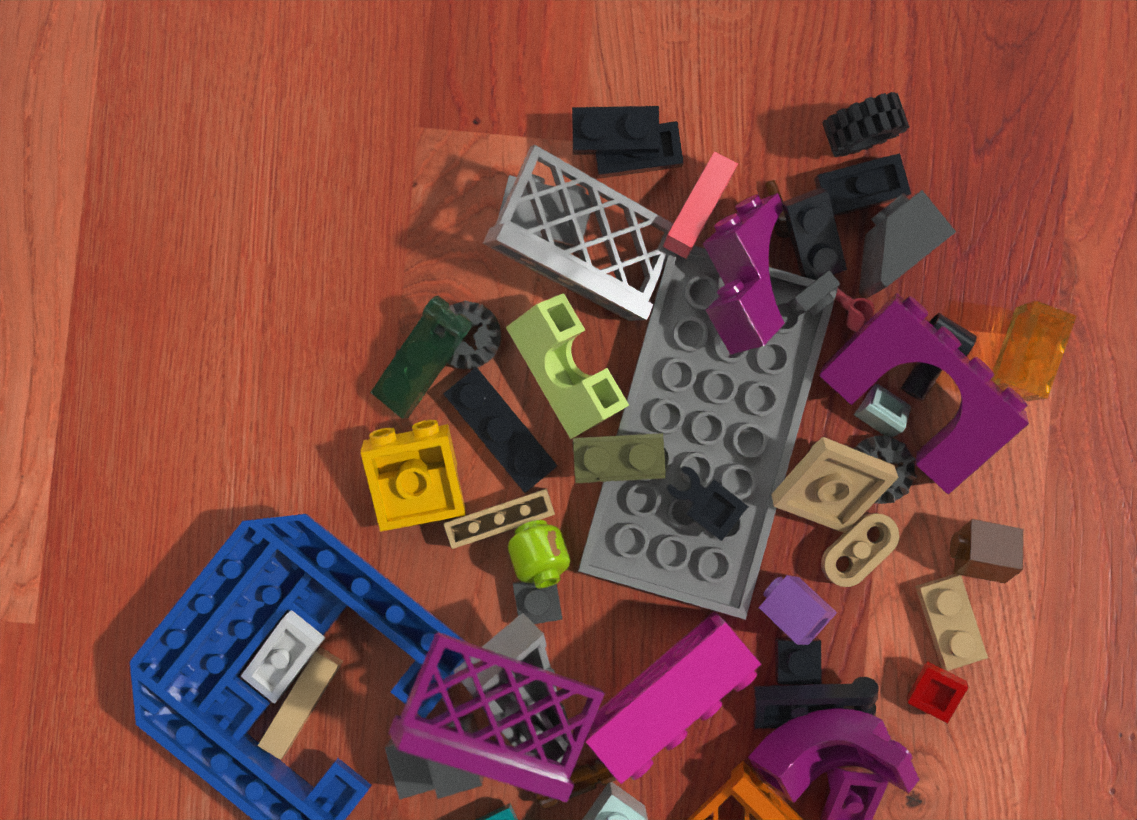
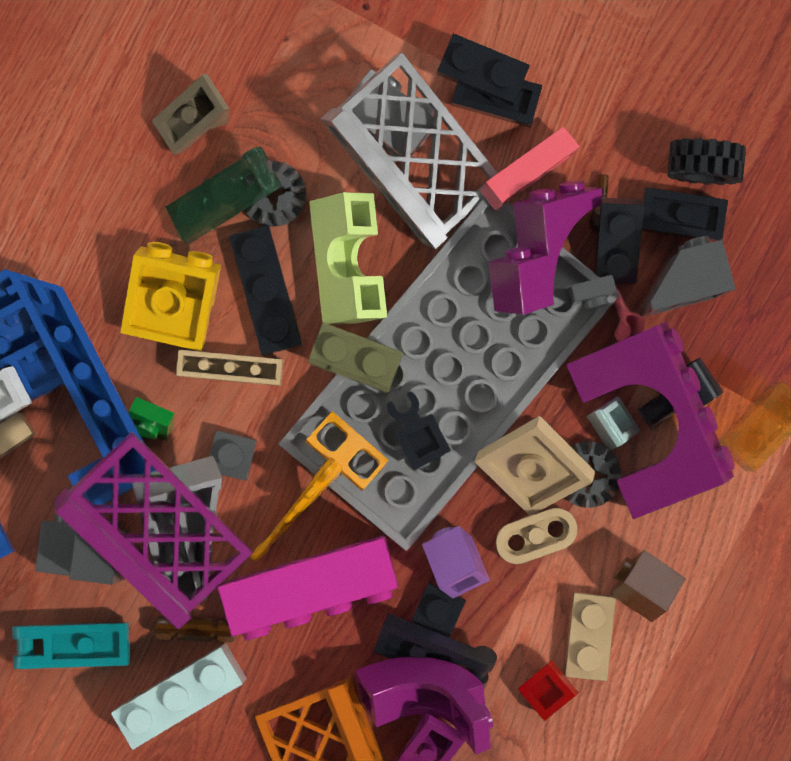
camera: 30 degrees right, 0 degrees up
(357, 293) = (192, 115): none -> dark tan slope
(446, 602) = (151, 420): none -> green plate
(538, 553) = (250, 413): lime head -> none
(642, 567) = (335, 463): none -> light orange piece

